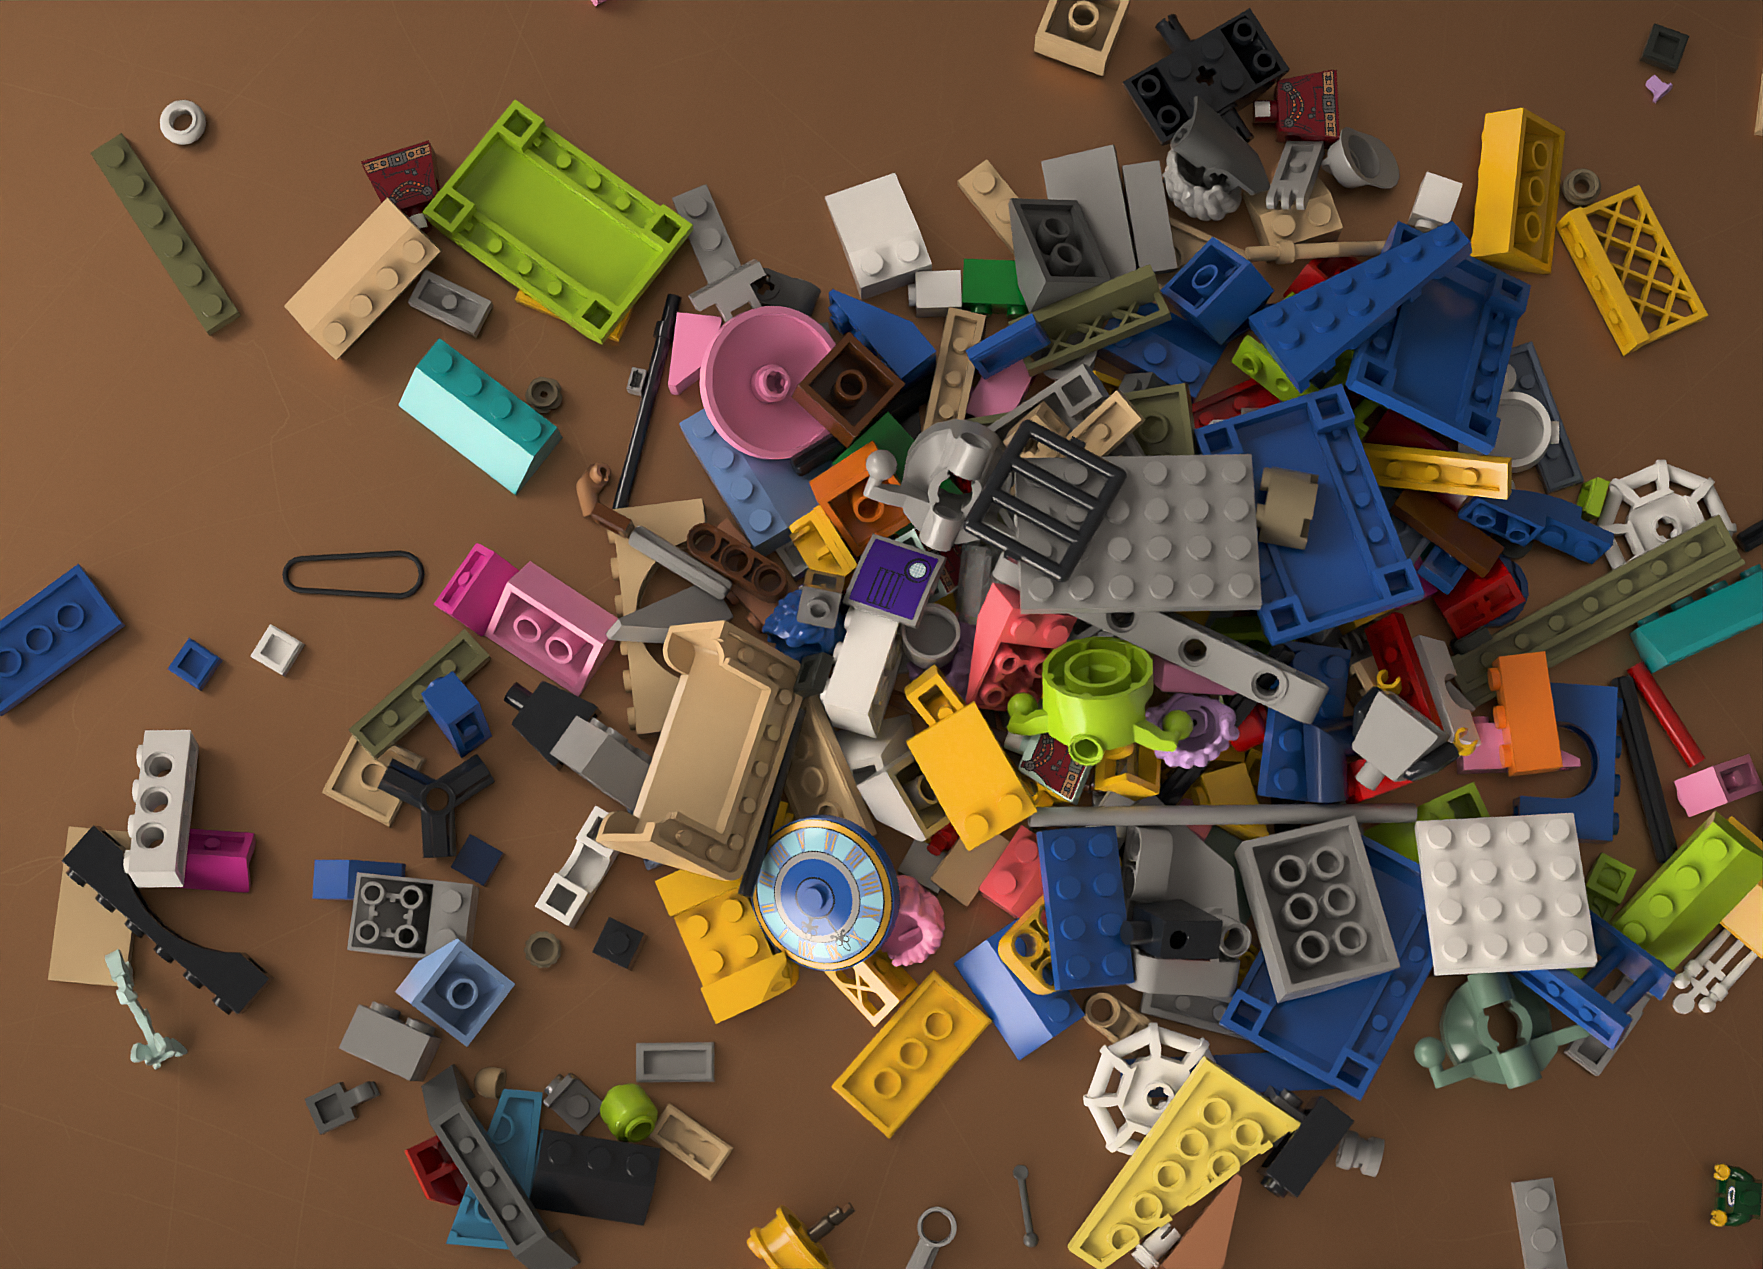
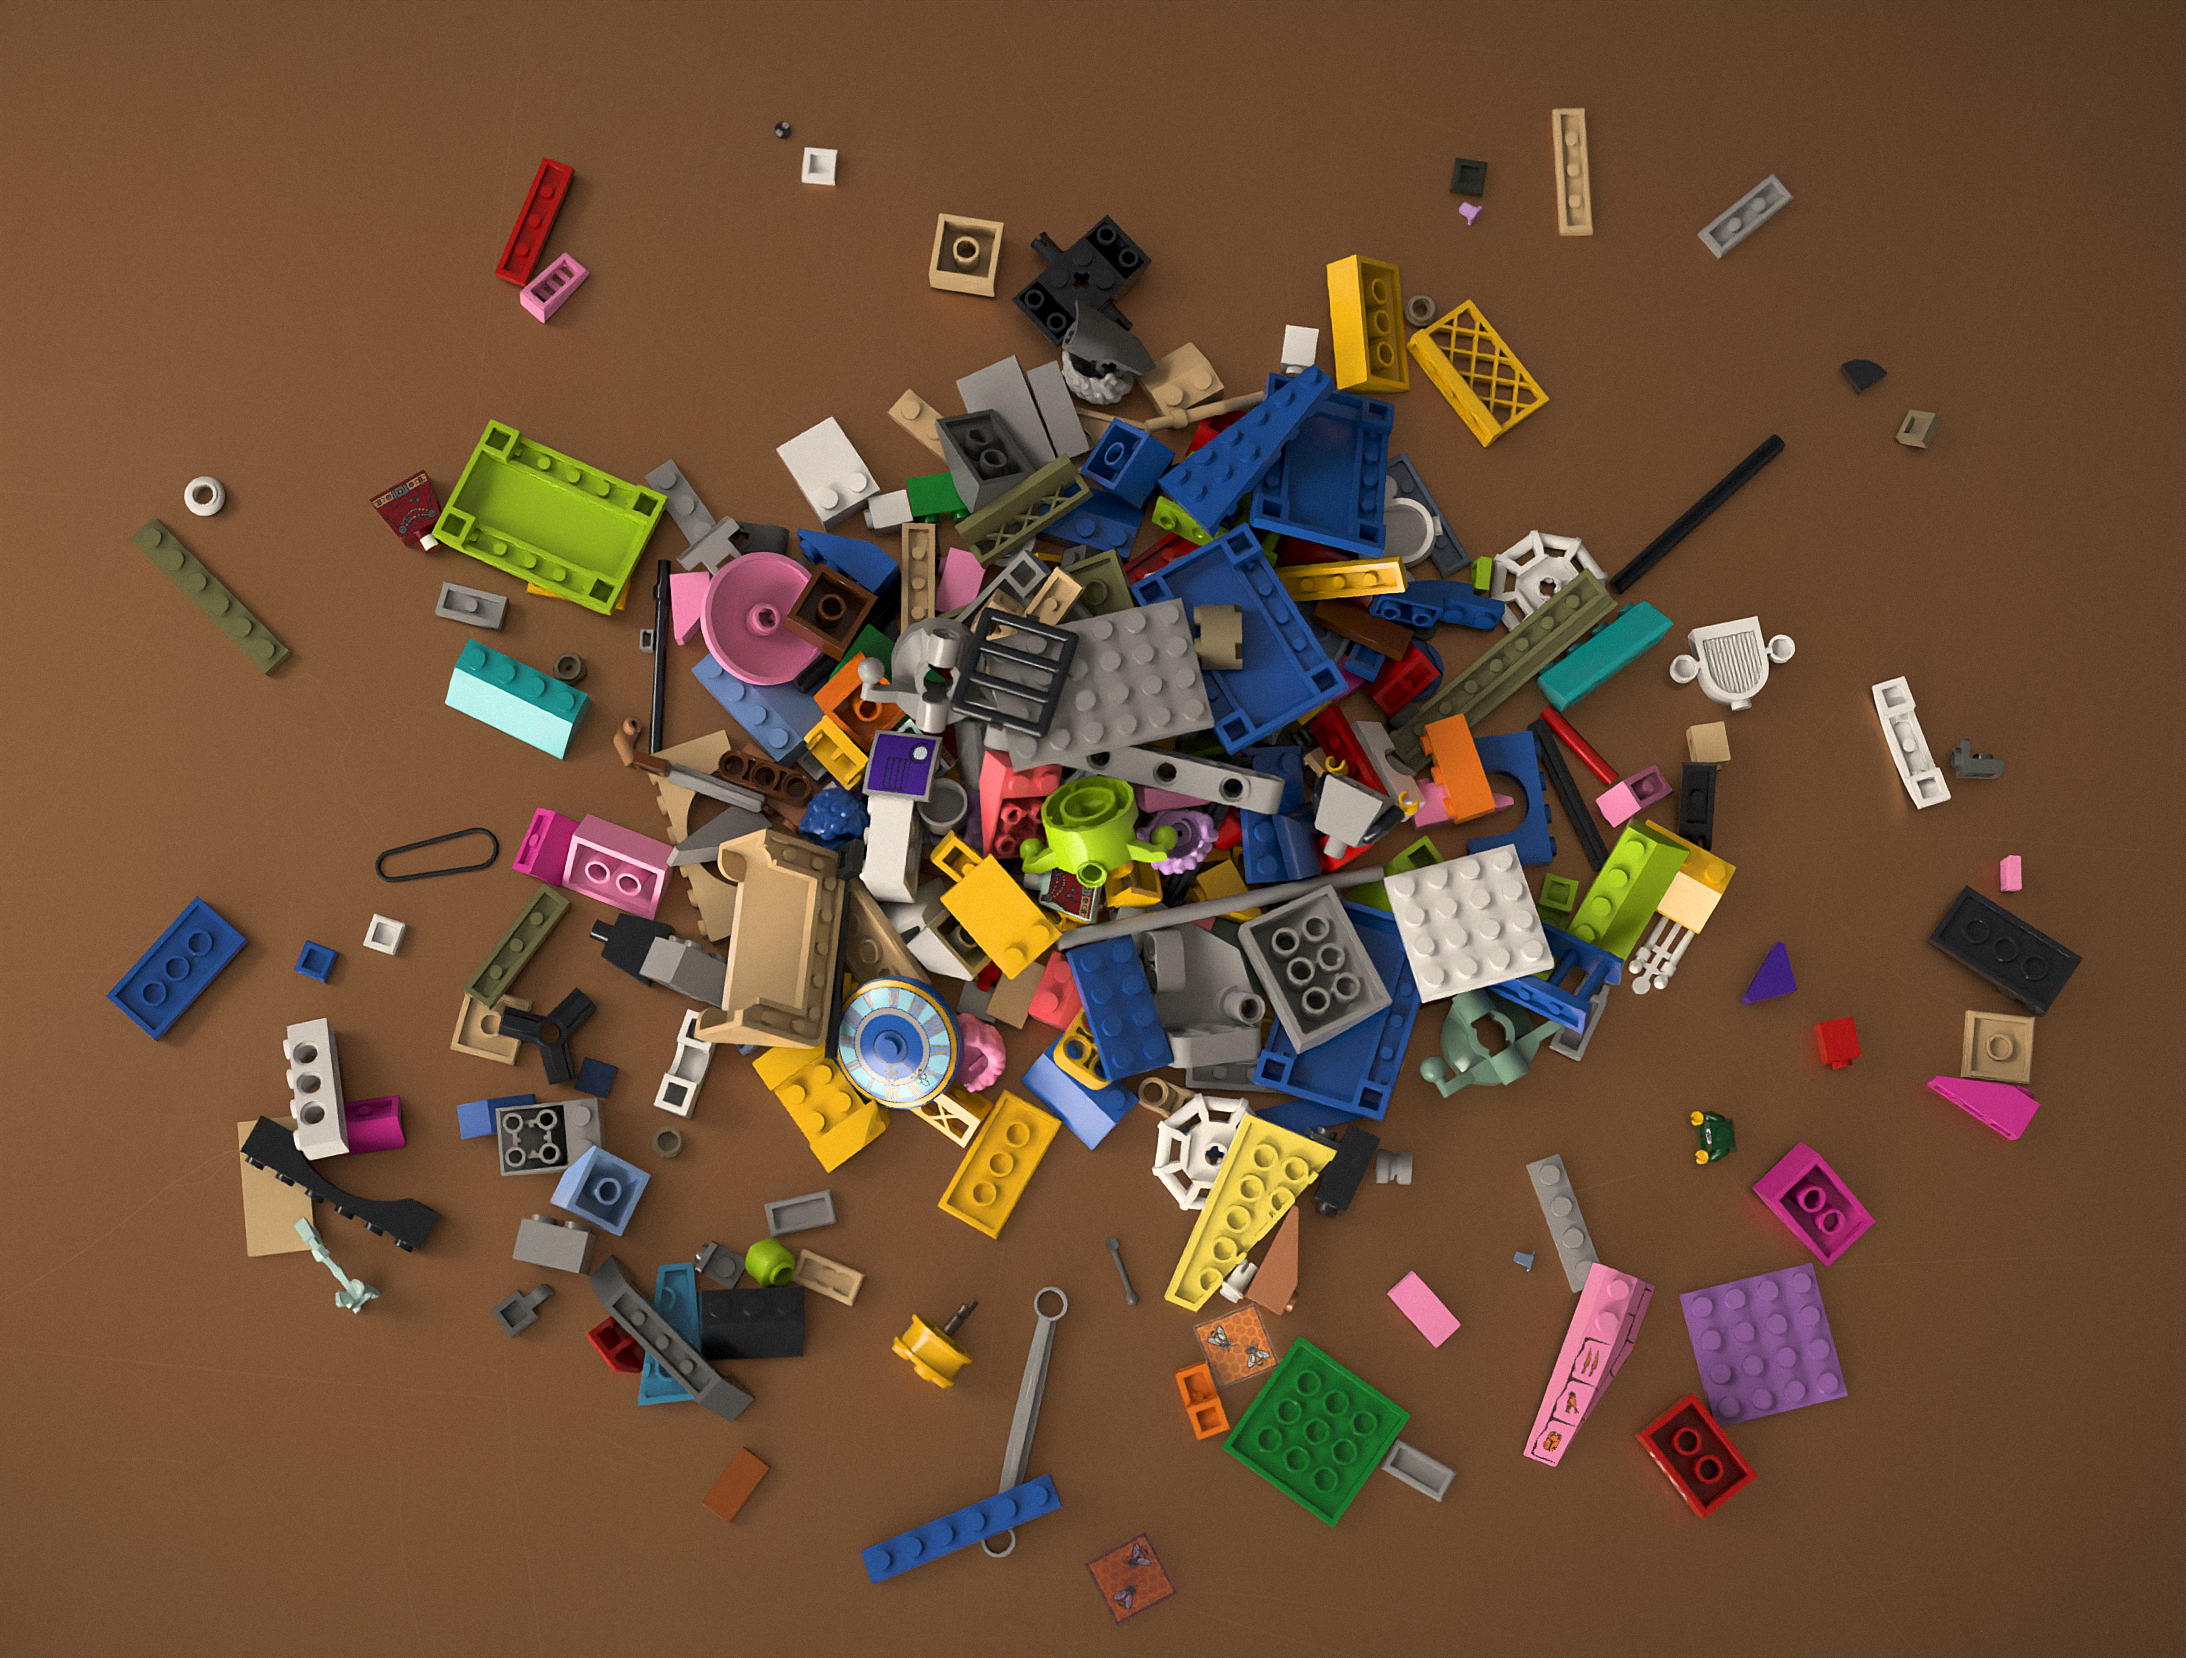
camera: 15 degrees left, 0 degrees up
(362, 279) = (391, 600): tan slope -> none
(457, 713) = (552, 956): blue slope -> none
(490, 1082) = (647, 1263): tan hinge -> none
(620, 943) = (733, 1122): black brick -> none
(820, 598) = (842, 793): flat silver bracket -> none
(1008, 346) = (959, 547): blue tile -> none
(1159, 928) = (1186, 1014): black torso -> none
(1295, 174) = (1175, 349): light grey hinge -> none
(1303, 108) = (1171, 292): torso -> none
(1361, 160) = (1229, 326): light grey piece -> none

